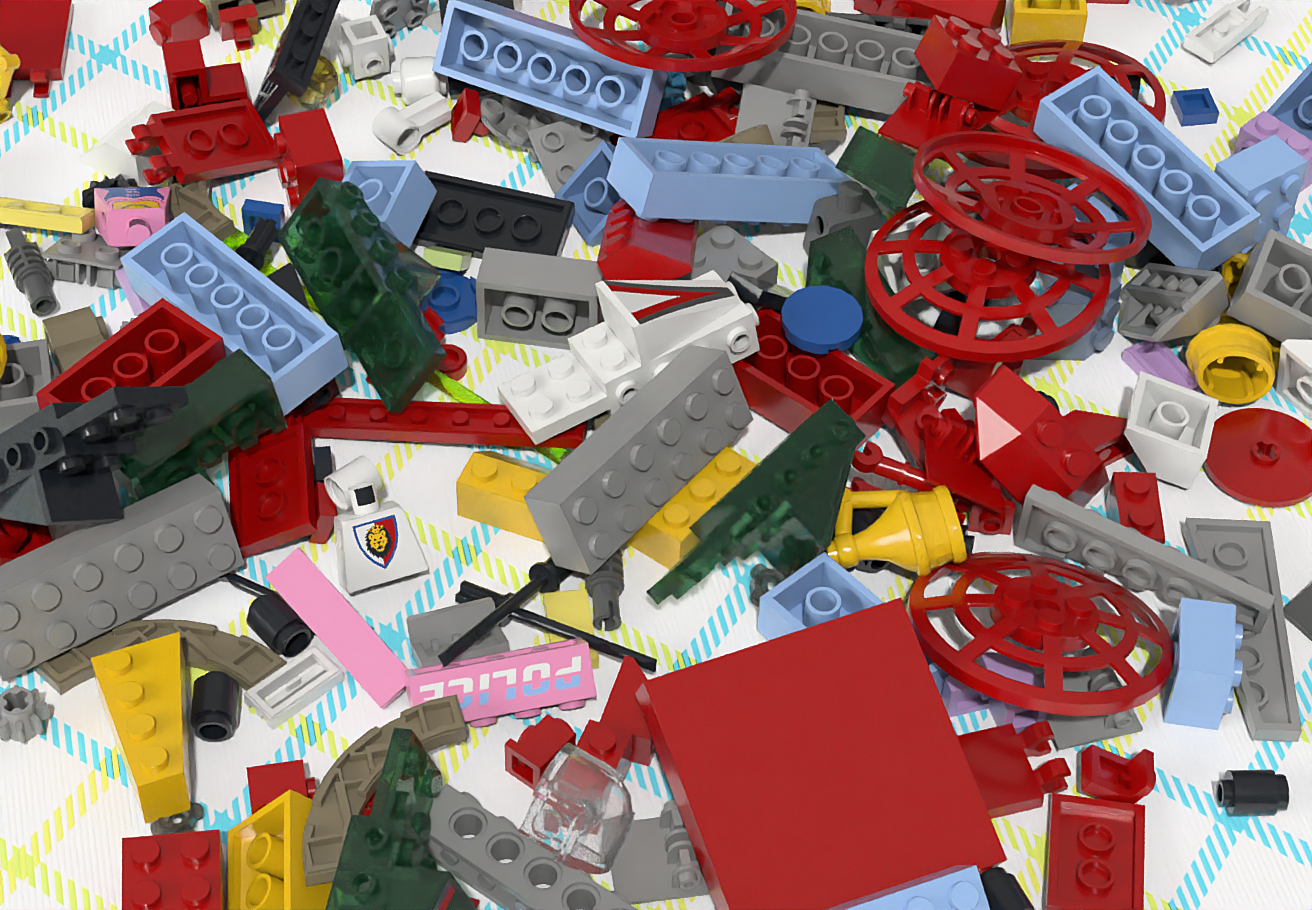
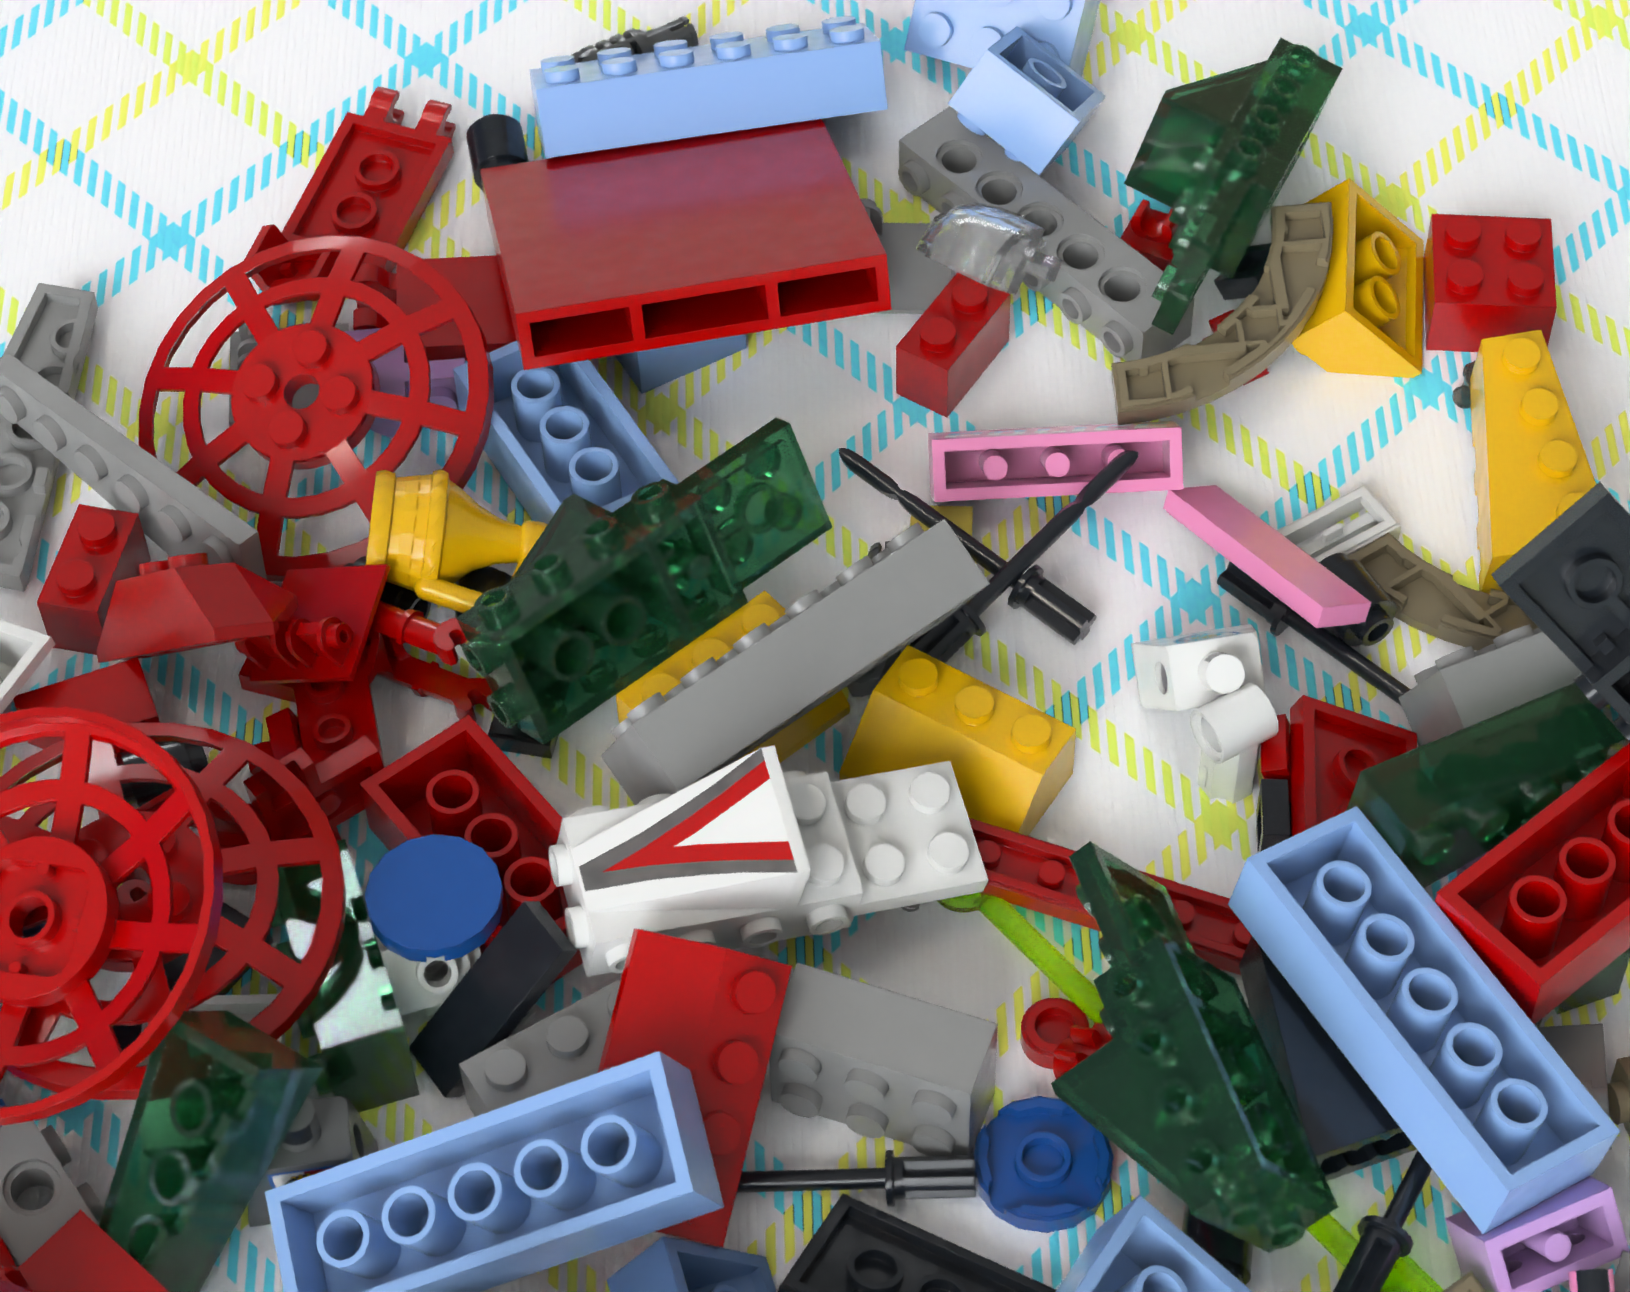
camera: 165 degrees left, 5 degrees up
(214, 706) = (1440, 504): black brick -> none
(275, 779) = (1355, 380): red brick -> none
(438, 629) = (1106, 541): light grey bracket -> none
(447, 258) = (1027, 1230): yellowish green tile -> none
(536, 749) = (1012, 386): red brick -> none
(625, 712) = (887, 410): red slope -> none
(1203, 664) = (115, 338): light blue brick -> none
(1252, 792) = (140, 230): black brick -> none

